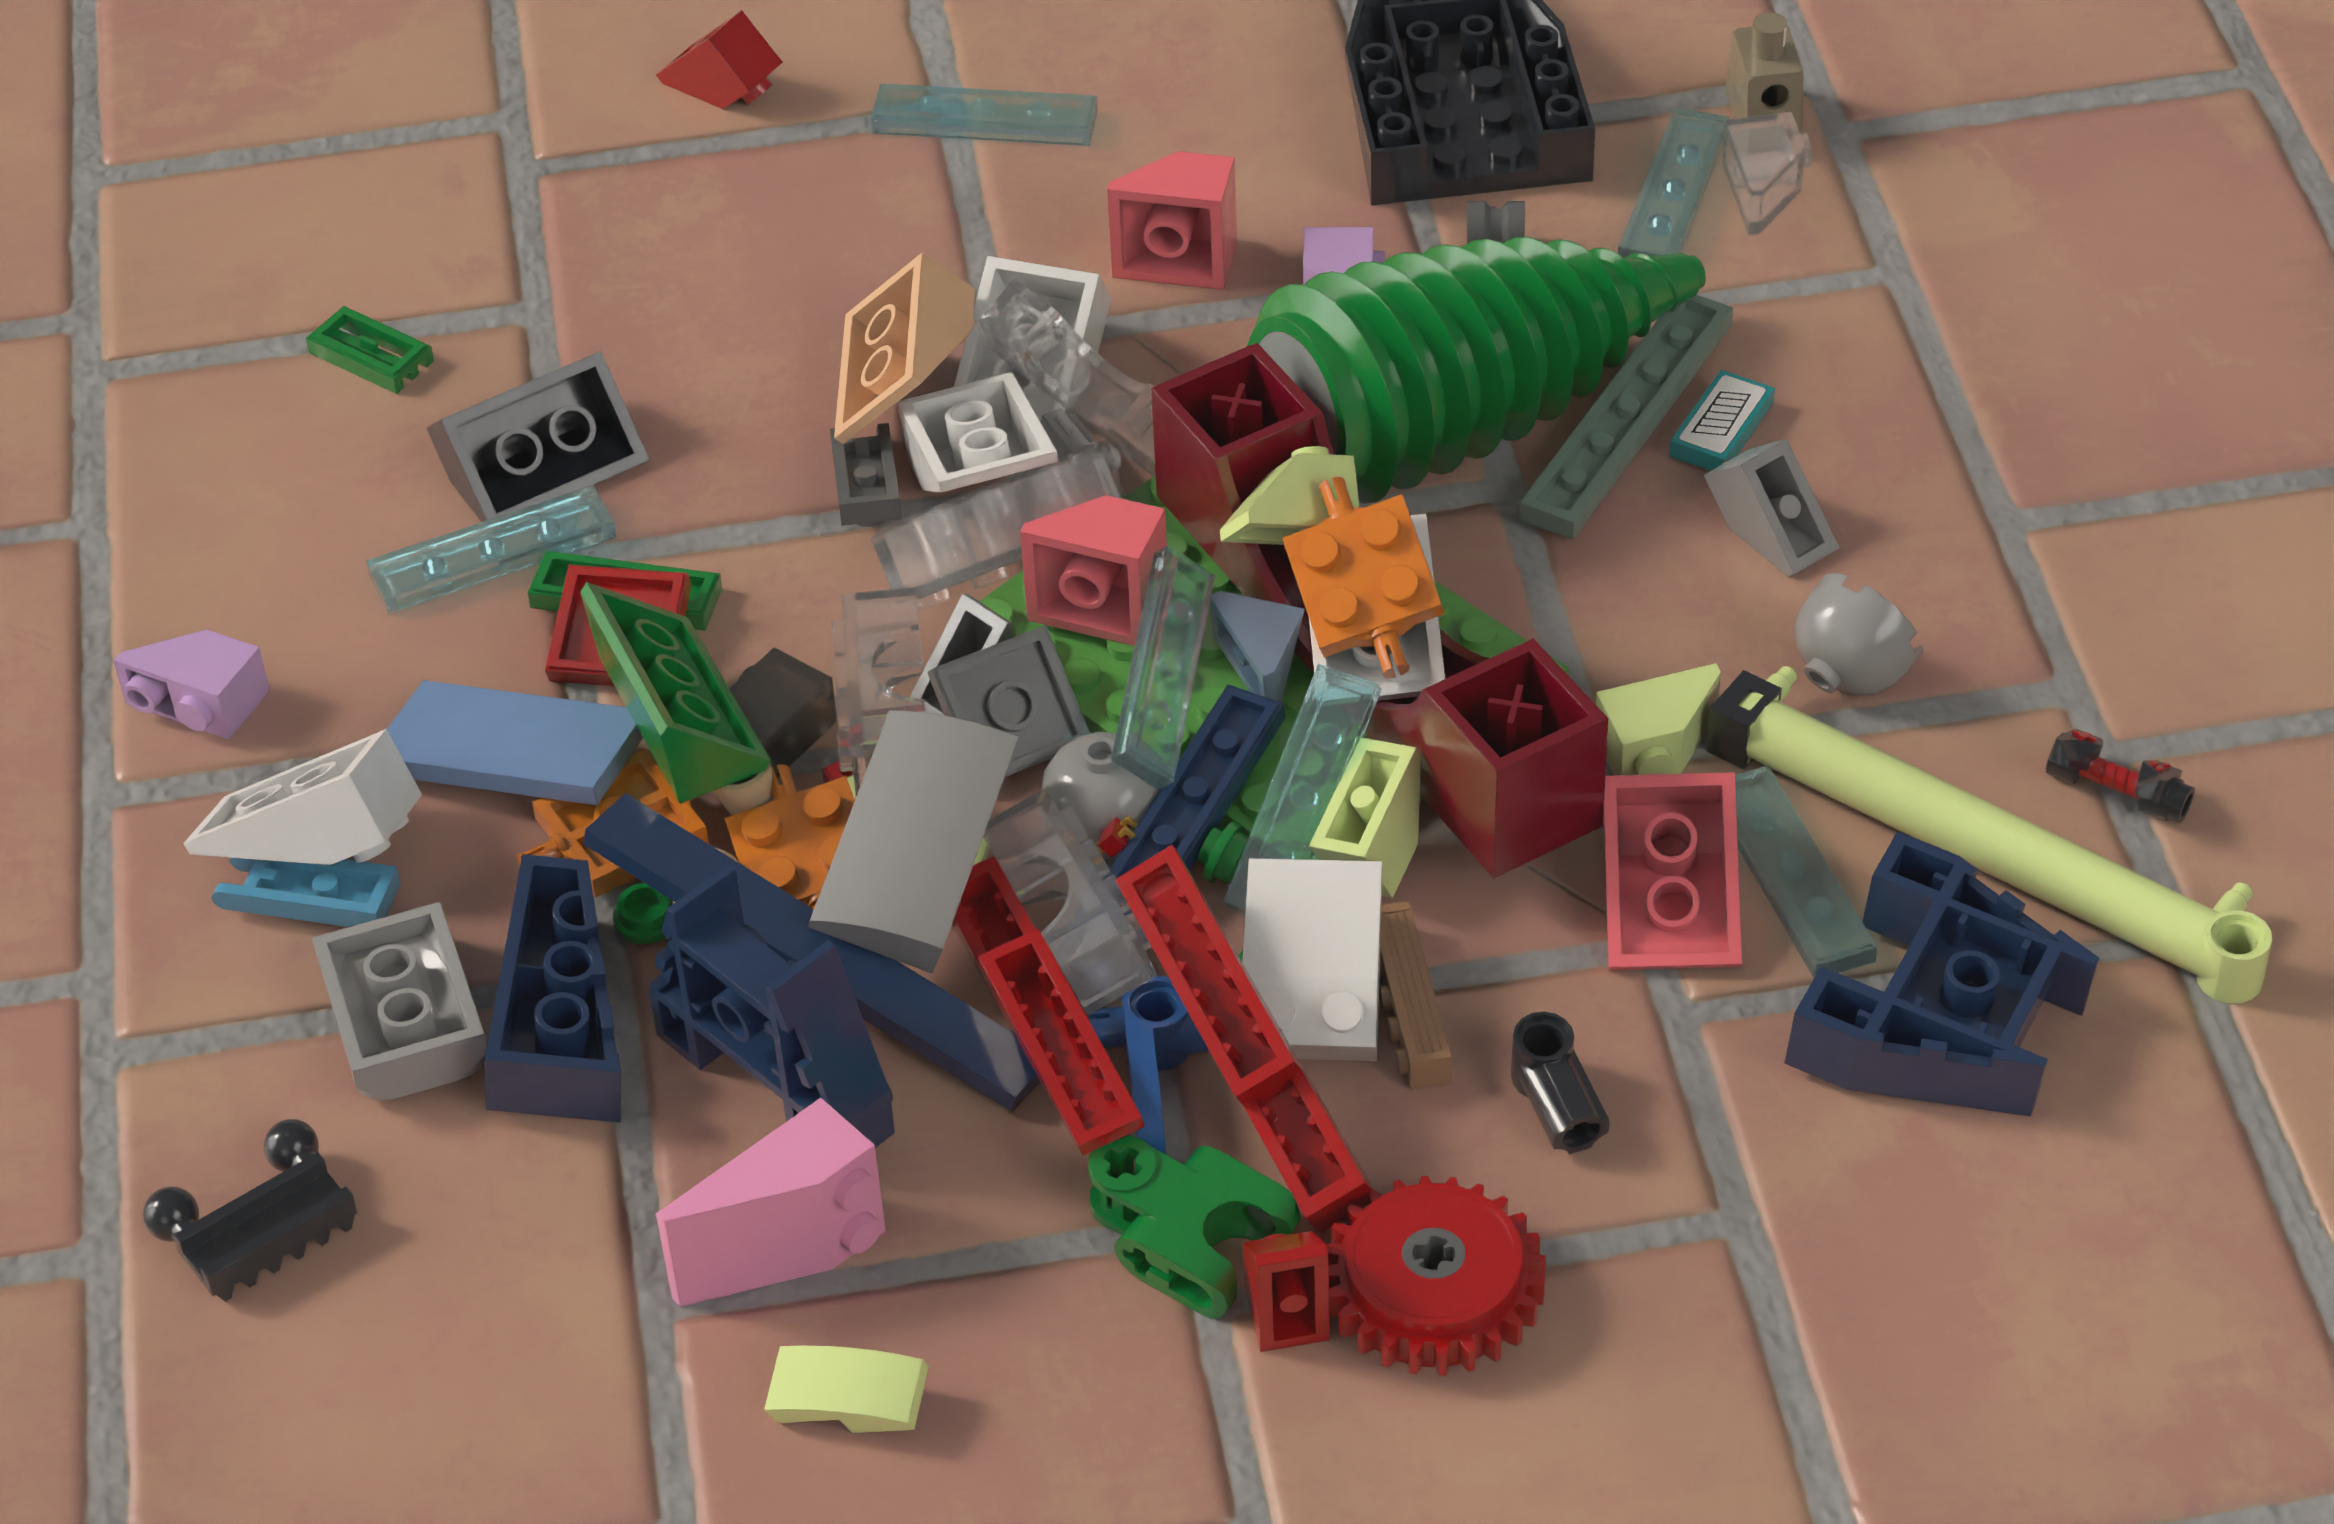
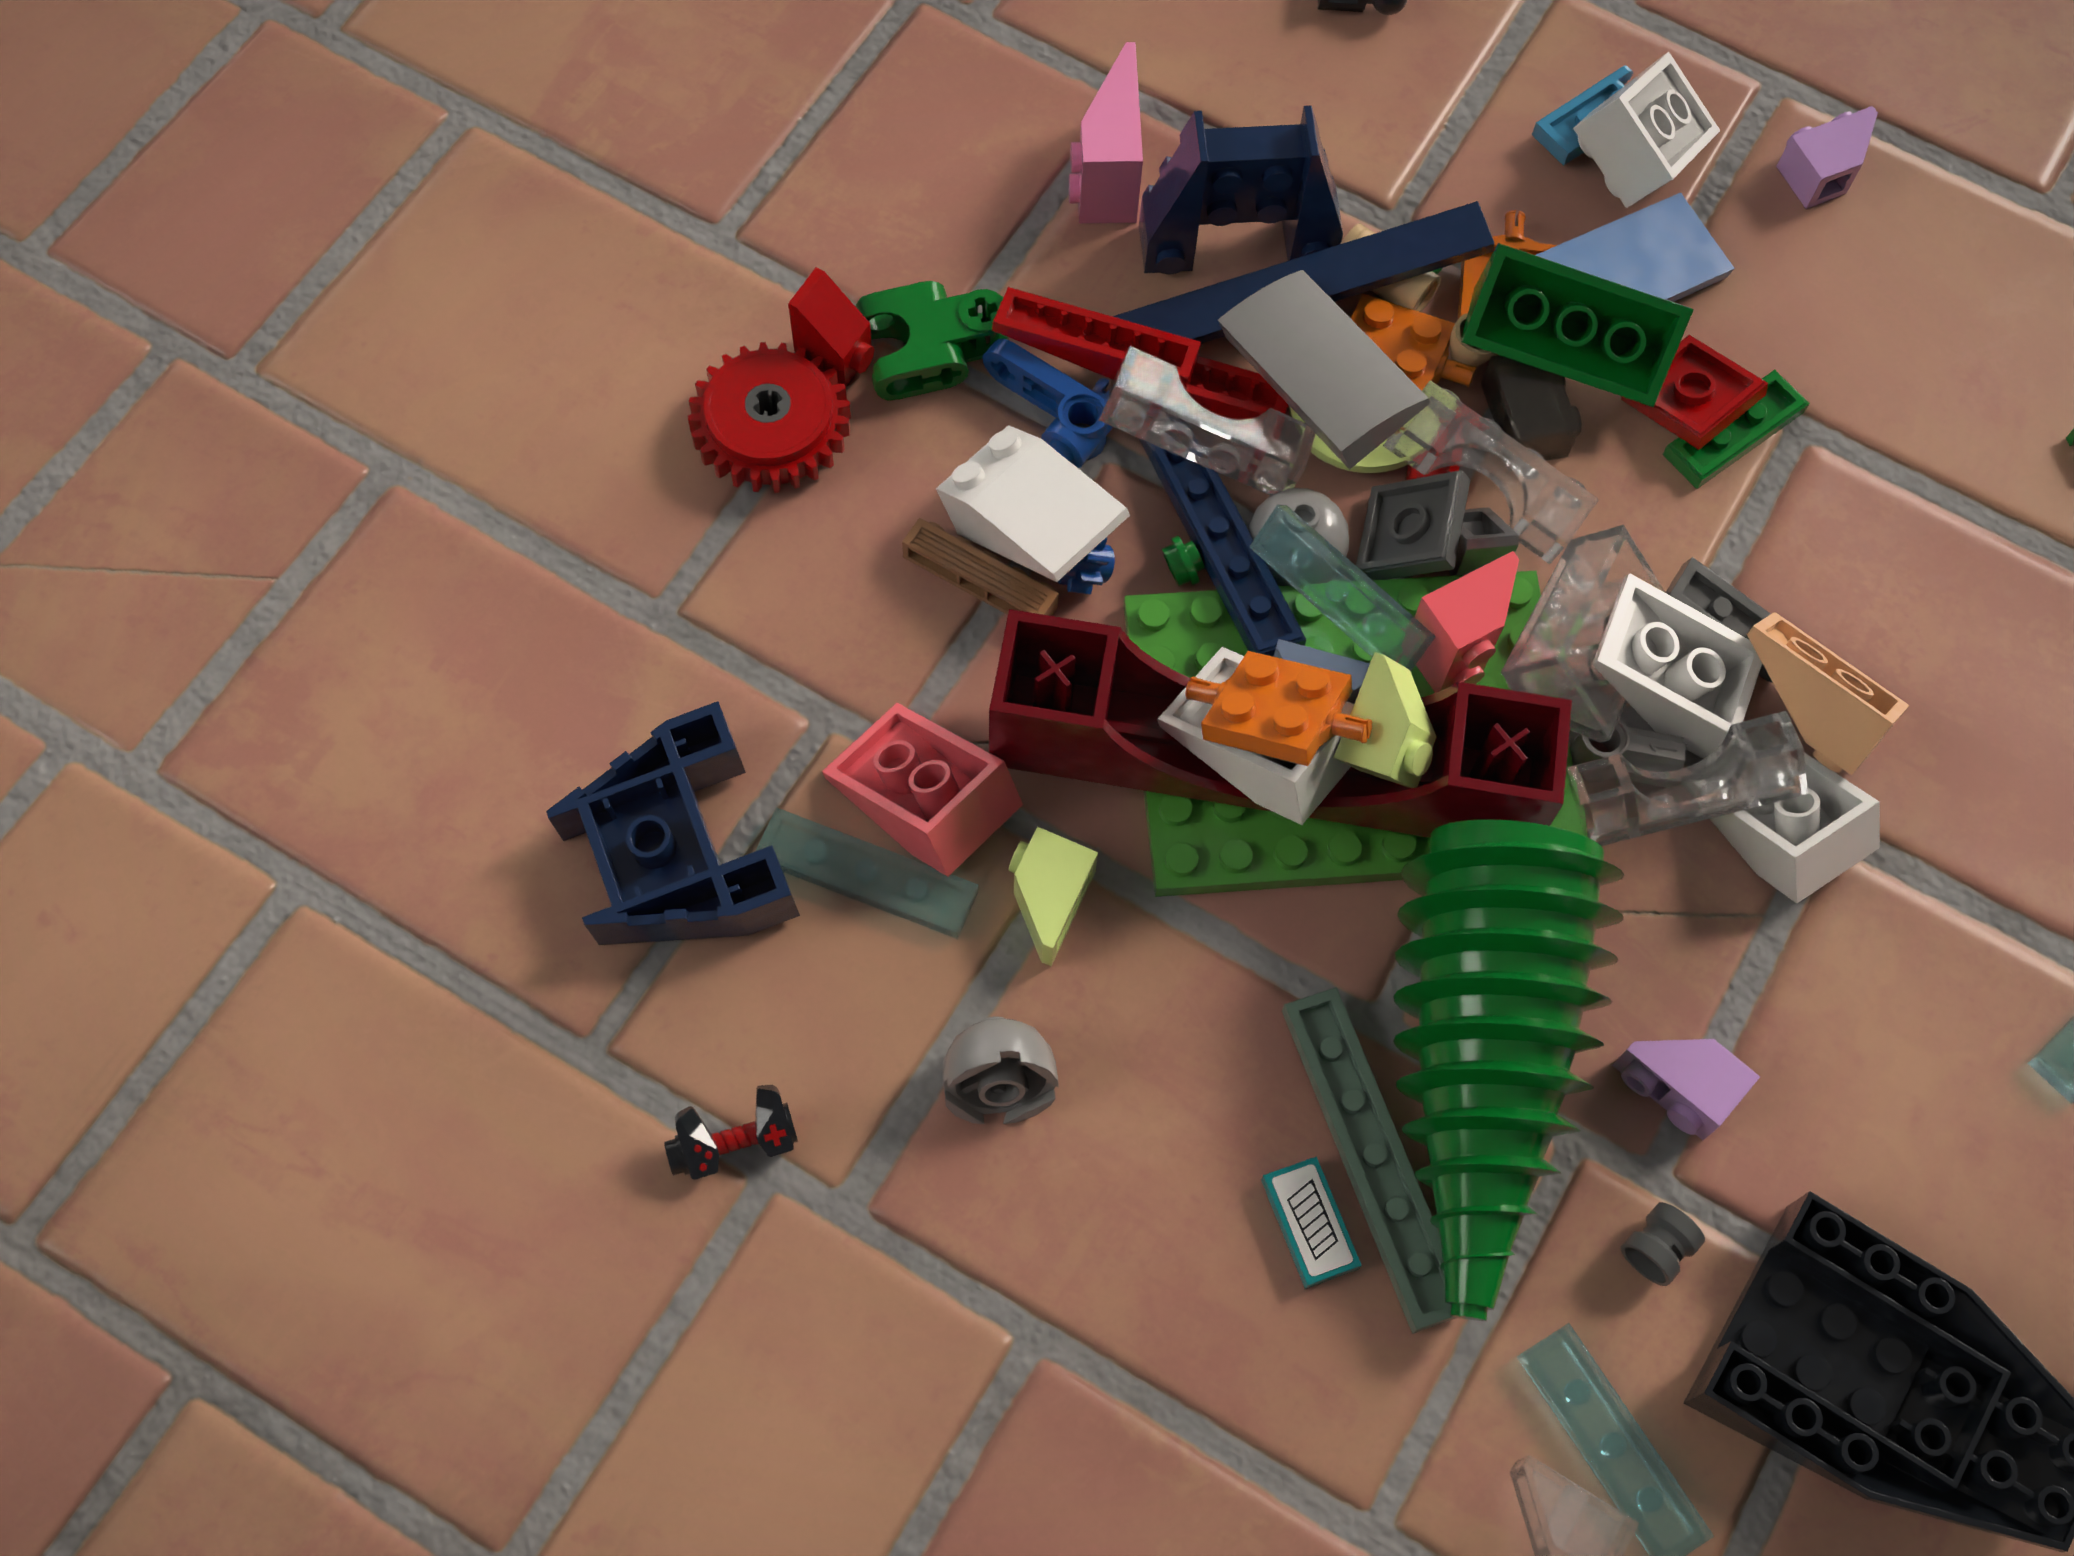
camera: 125 degrees right, 20 degrees up
(401, 1003) = (1458, 93): light grey slope -> none
(490, 549) = (1841, 384): clear light blue tile -> none
(539, 440) = (1928, 459): slope -> none
(552, 1013) = (1389, 152): dark blue wedge -> none
(847, 1384) = (970, 120): yellowish green slope -> none
(1115, 835) = (1246, 503): red piece -> none
(1175, 221) = (1841, 1002): coral slope -> none
(1245, 1040) = (993, 406): red slope -> none
(1308, 771) = (1171, 608): clear light blue tile -> none
(1374, 811) = (1115, 604): yellowish green slope -> none
(1556, 1082) = (830, 582): black piece -> none
(1772, 506) = (1183, 1153): light grey slope -> none
(2218, 945) = (765, 997): yellowish green piece -> none

